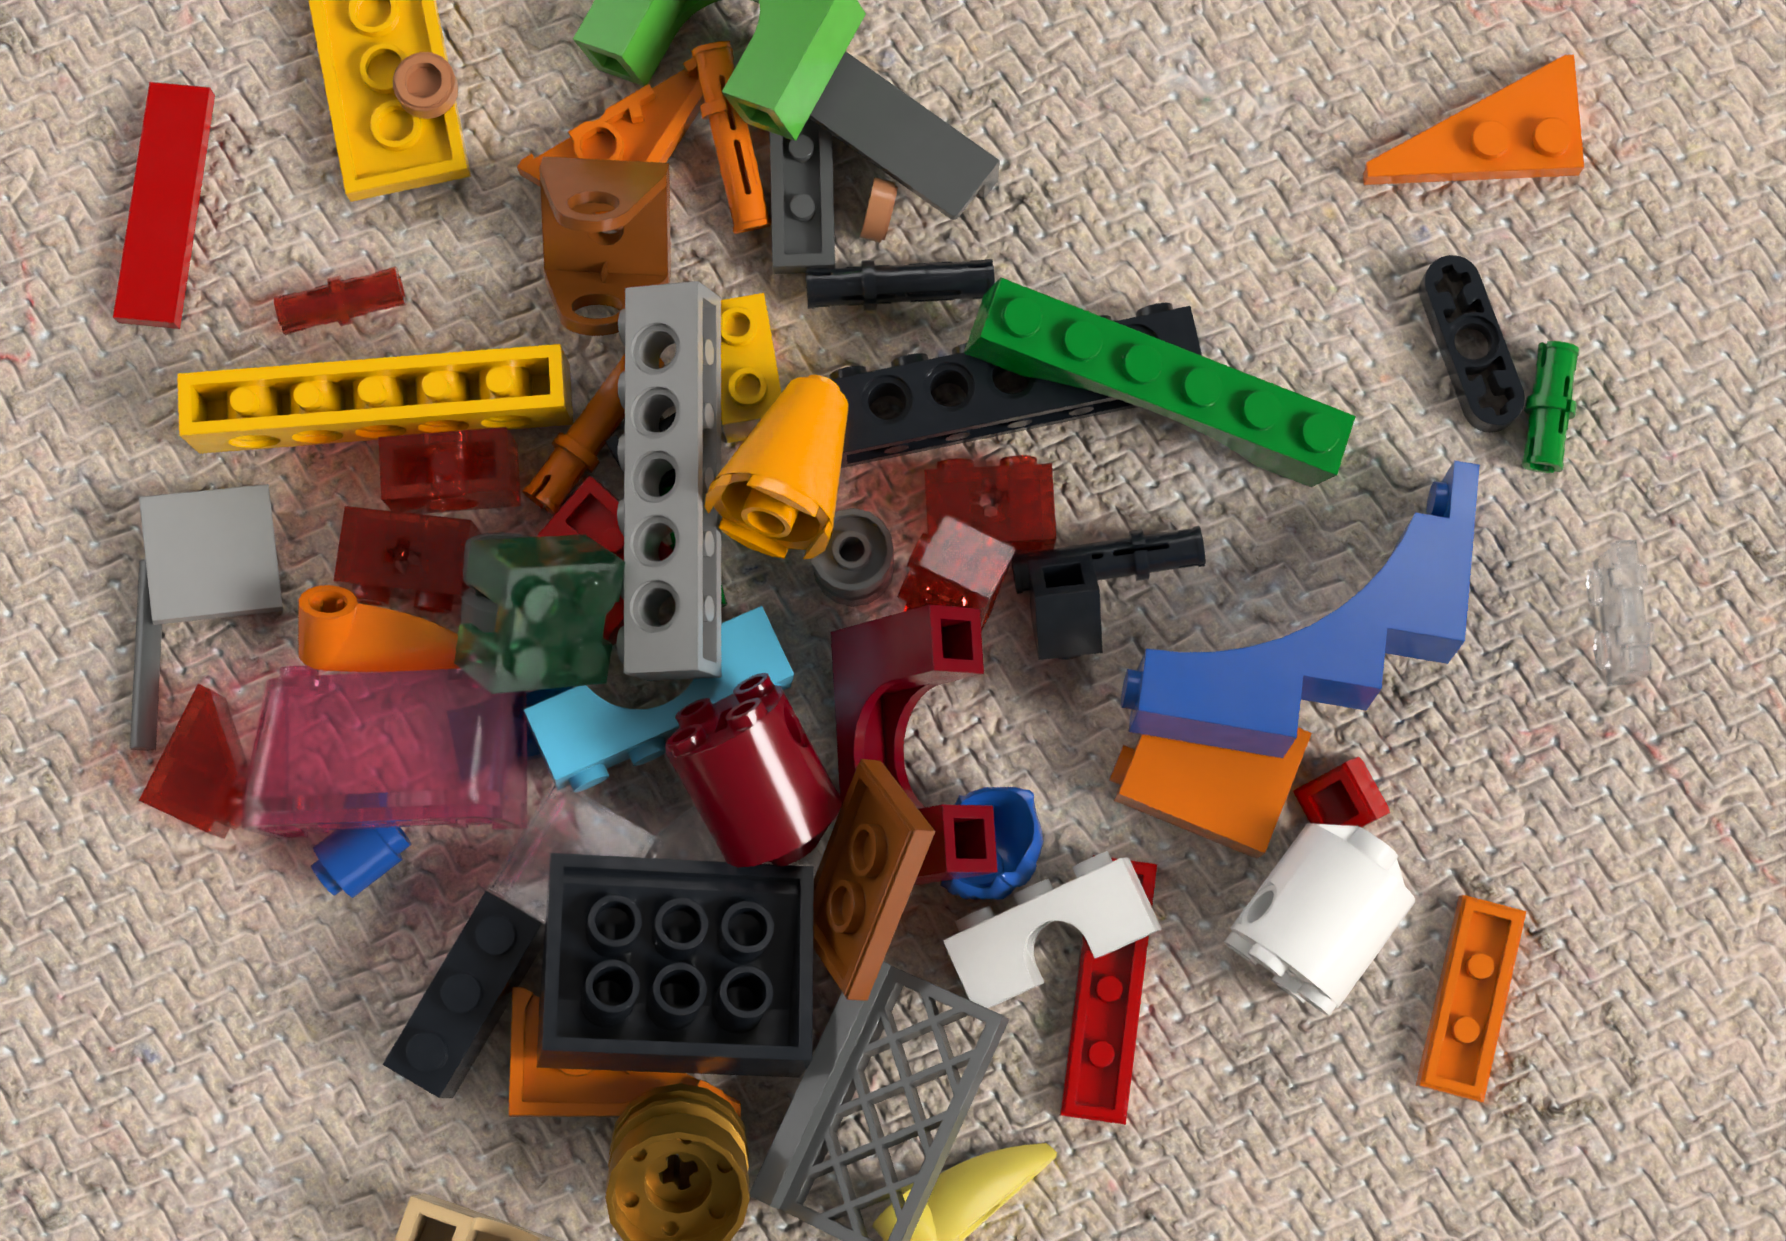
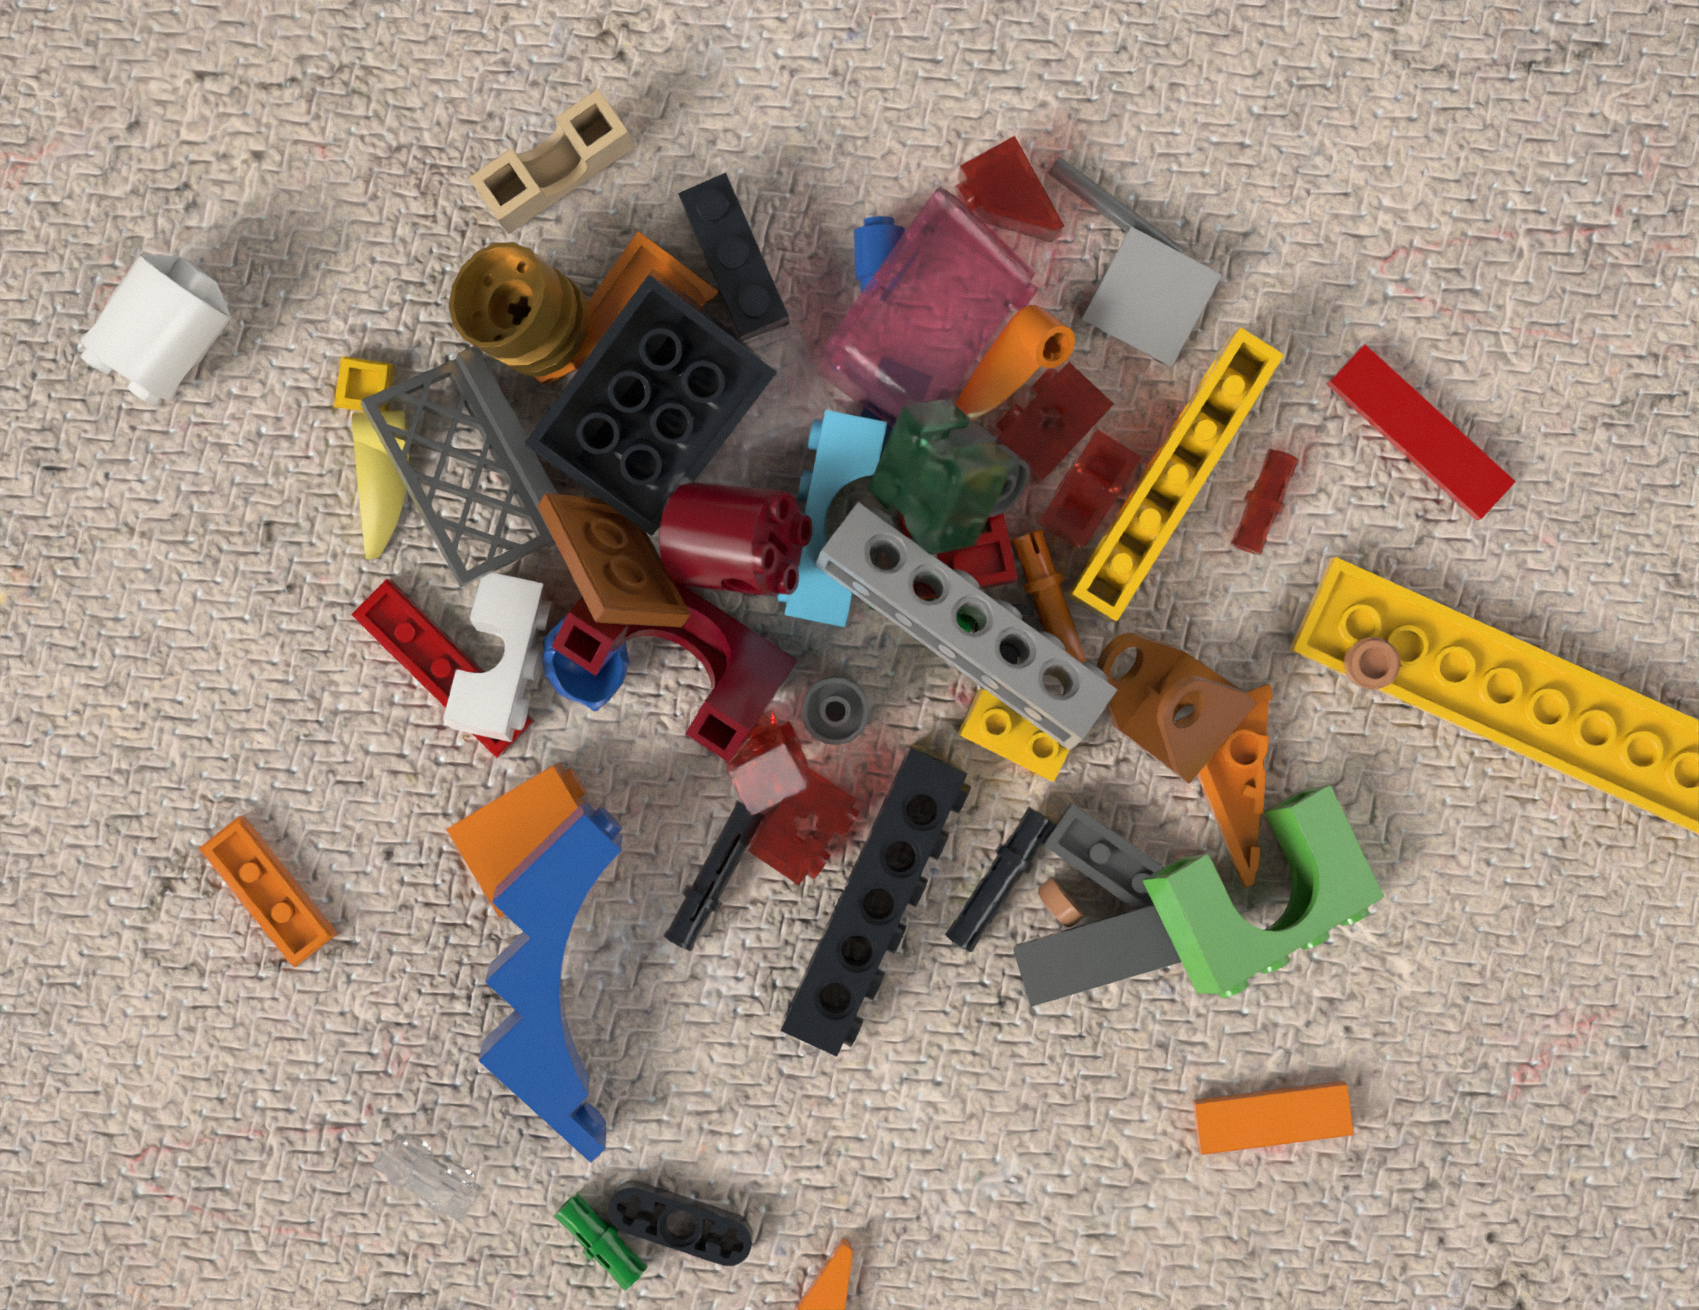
camera: 125 degrees right, 10 degrees up
(731, 140) = (1181, 840): orange pin -> none
(786, 473) = (915, 707): light orange cone -> none
(1065, 607) = (700, 823): black brick -> none
(1083, 350) = (800, 996): green arch -> none
(1323, 913) = (380, 837): white cylinder -> none
(1343, 796) = (449, 906): red slope -> none

